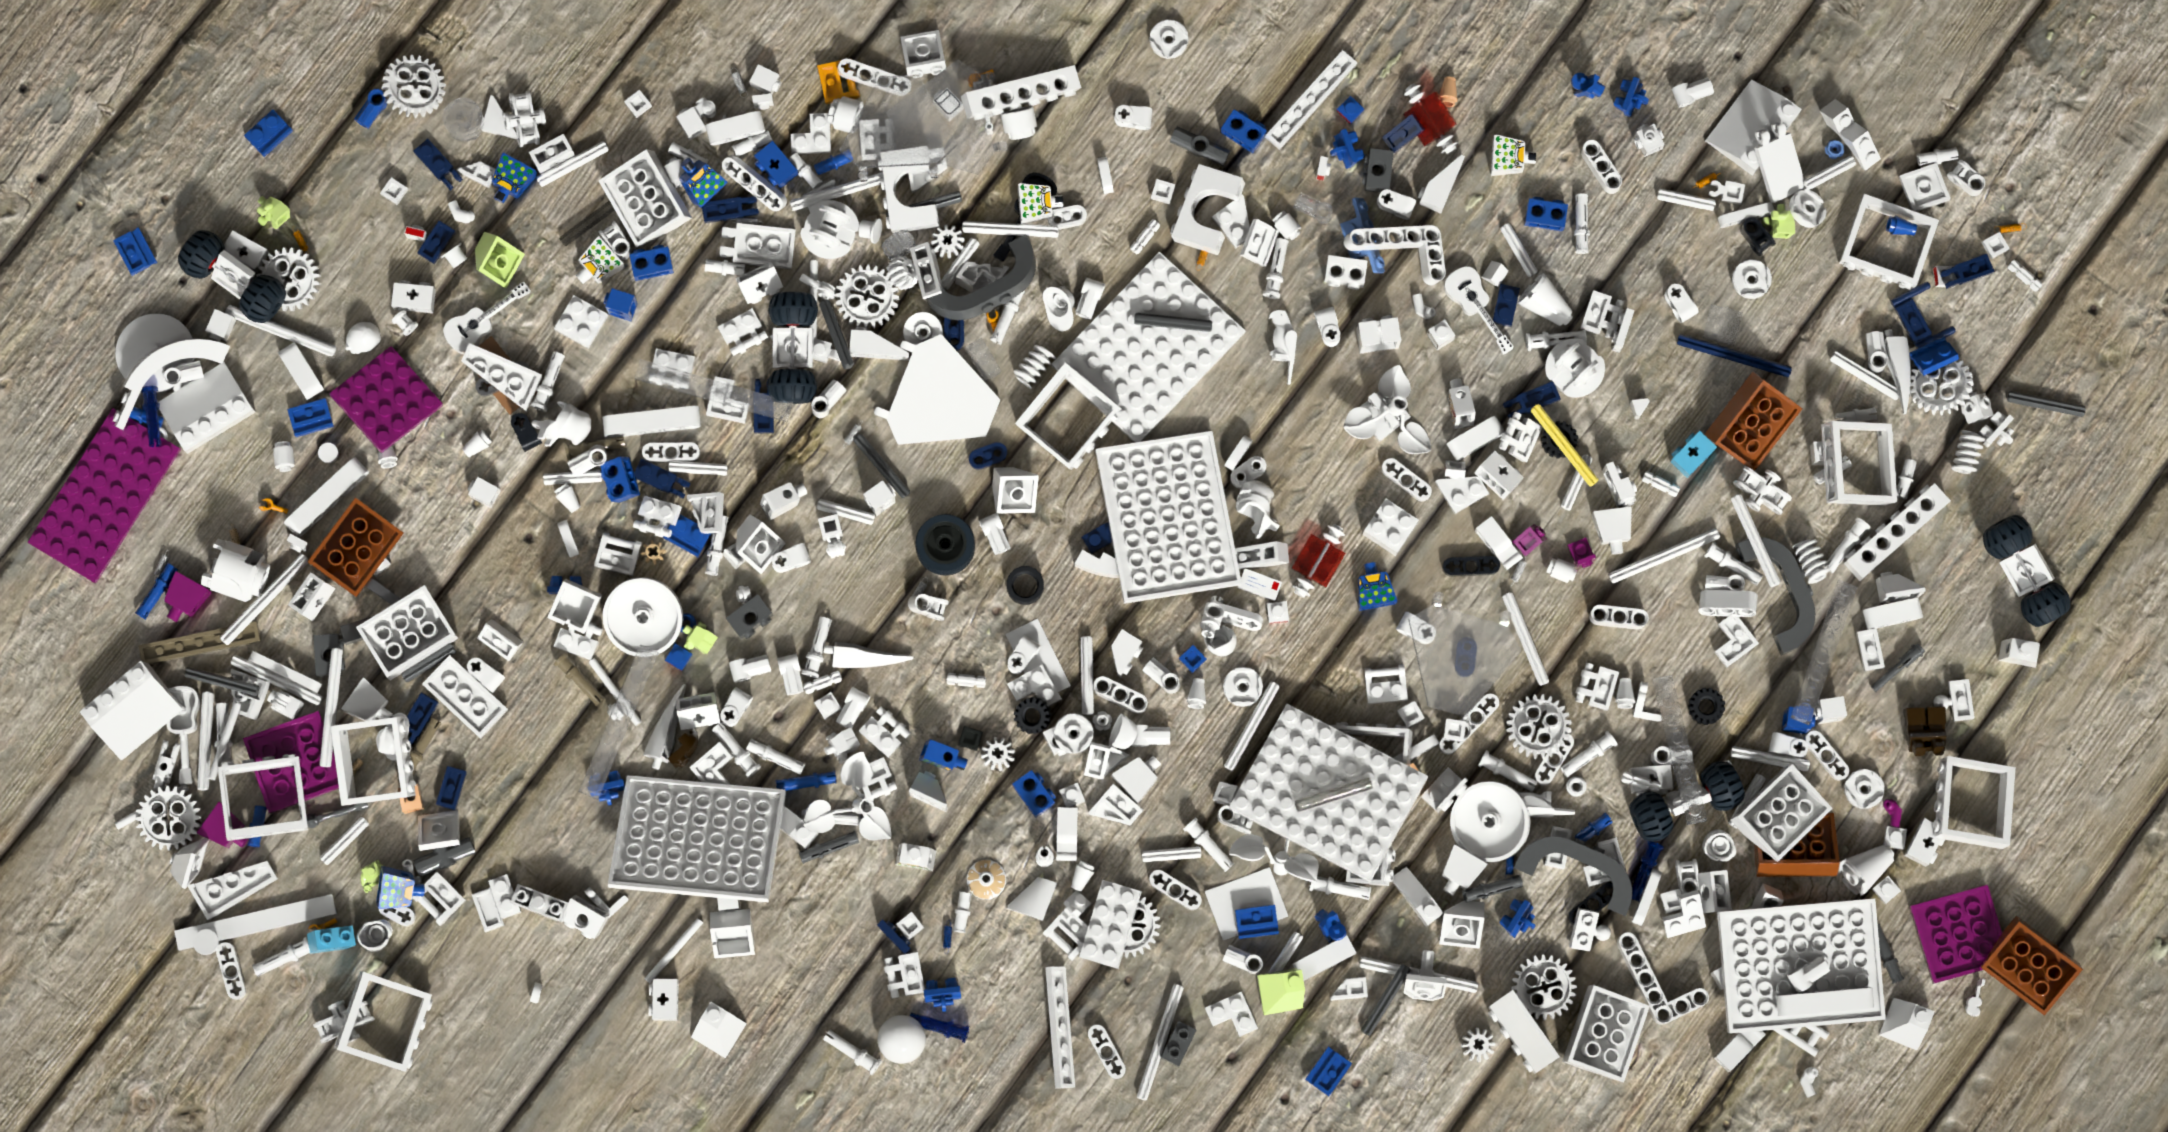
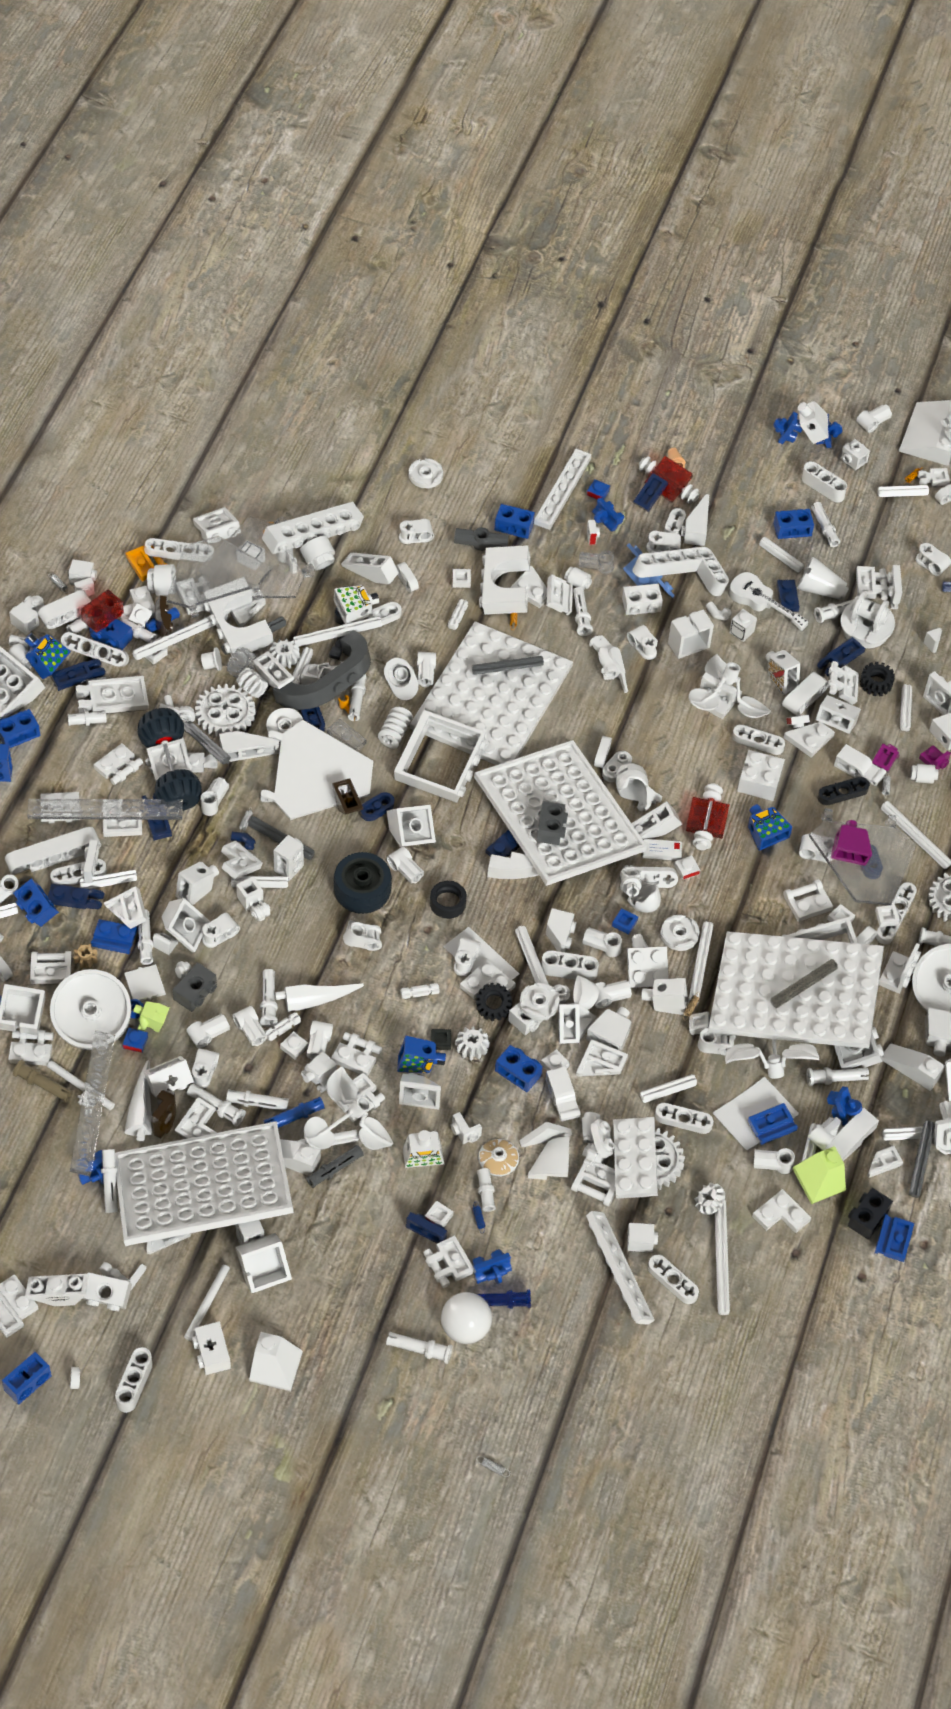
camera: 20 degrees left, 25 degrees down
(492, 983) = (26, 1378): none -> blue brick
(589, 999) = (134, 1389): none -> white beam
(616, 799) = (109, 1175): none -> white pin
(660, 511) = (82, 921): white plate -> none
(686, 440) = (91, 855): none -> white plate
(704, 596) = (145, 983): none -> white piece
(749, 283) = (112, 723): white brick -> none
(767, 142) = (102, 611): none -> clear red brick
(811, 152) = (140, 614): none -> white plate
(829, 229) = (175, 664): white piece -> none
(832, 174) = (162, 618): none -> dark brown slope
(835, 486) = (240, 862): none -> white plate
(846, 457) = (243, 837): none -> dark blue arm
(957, 841) = (460, 1128): none -> white bracket
(958, 442) = (346, 797): none -> dark brown slope
(1037, 870) = (545, 1133): none -> white tile
(1044, 861) = (550, 1112): white pin -> none
(1070, 152) = (373, 567): none -> white slope
(1086, 895) = (602, 1138): none -> white plate
(1091, 1003) = (641, 1237): none -> white brick
(1147, 535) = (551, 823): none -> dark grey brick
(1175, 983) = (708, 1206): none -> white gear
(1178, 1044) = (741, 1250): dark grey brick -> none
(1195, 719) = (646, 965): none -> white plate
(1202, 837) = (692, 1065): white pin -> none
(1210, 760) = (668, 995): none -> white torso
(1223, 774) = (691, 1006): none -> tan piece
(1299, 950) = (825, 1133): none -> white piece
(1317, 1044) = (872, 1214): none -> black brick
(1381, 159) = (639, 522): dark grey brick -> none
(1415, 175) = (671, 522): none -> white beam
(1446, 642) = (852, 844): none -> magenta torso
(1495, 273) = (769, 574): white slope -> none
(1509, 156) = (744, 490): white torso -> none
(1564, 445) = (885, 676): light yellow axle -> none
(1615, 90) = (813, 421): none -> white torso

